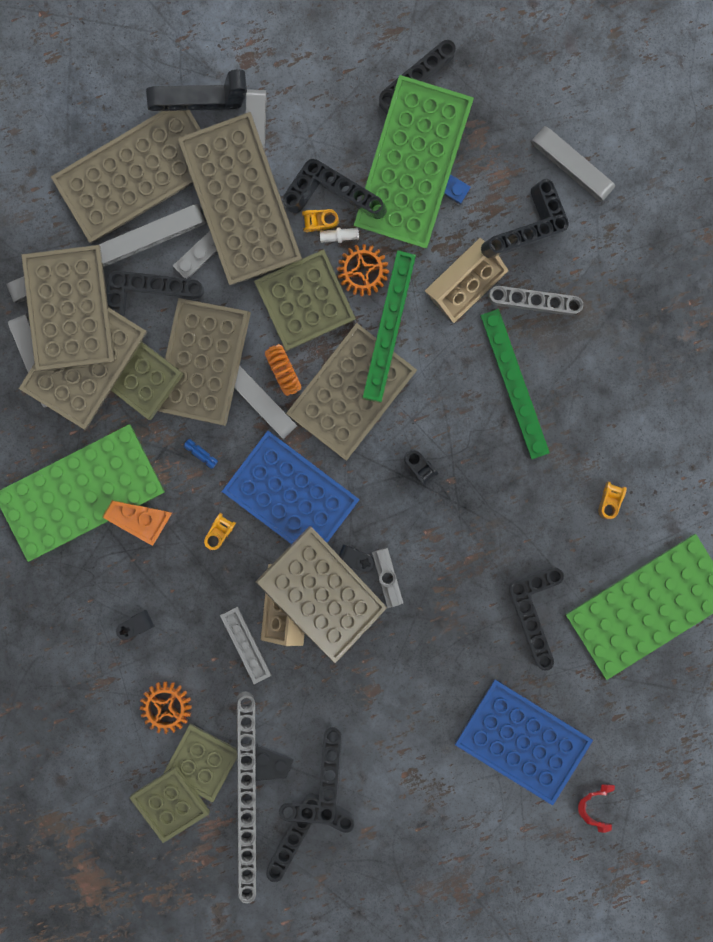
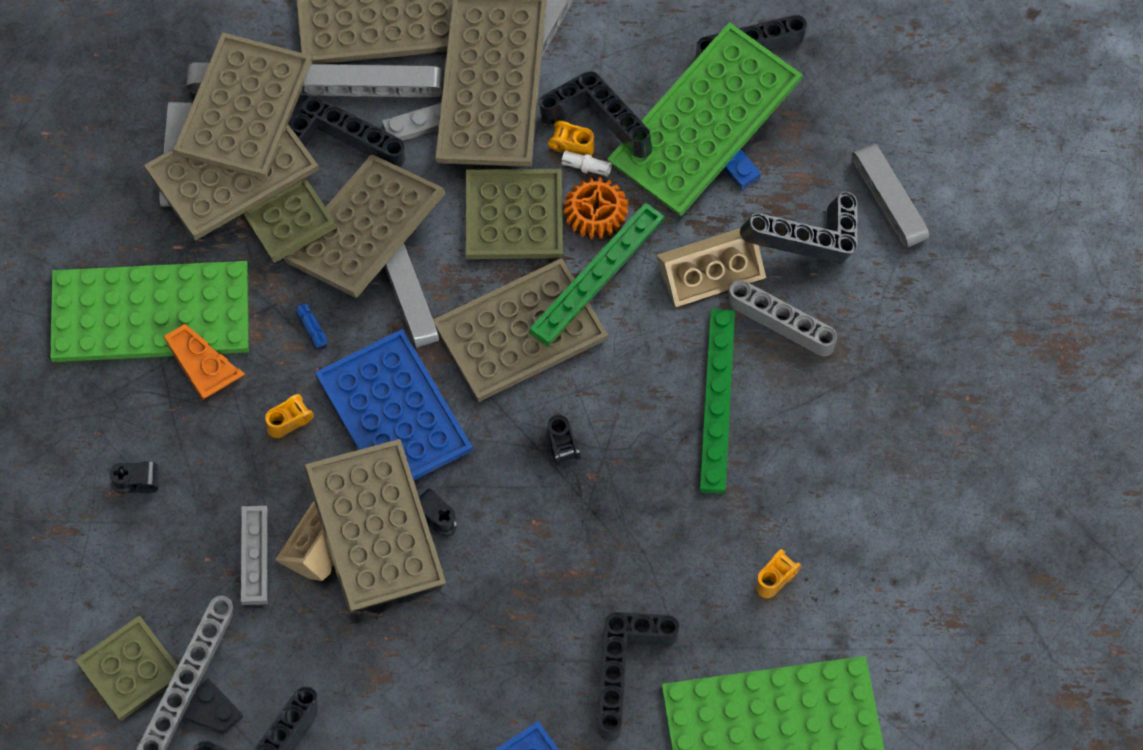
camera: 20 degrees right, 25 degrees down
(158, 703) = (112, 566): orange gear -> none
(169, 804) = (65, 696): olive plate -> none
(283, 369) = (452, 269): orange gear -> none
(384, 565) = (461, 562): light grey piece -> none

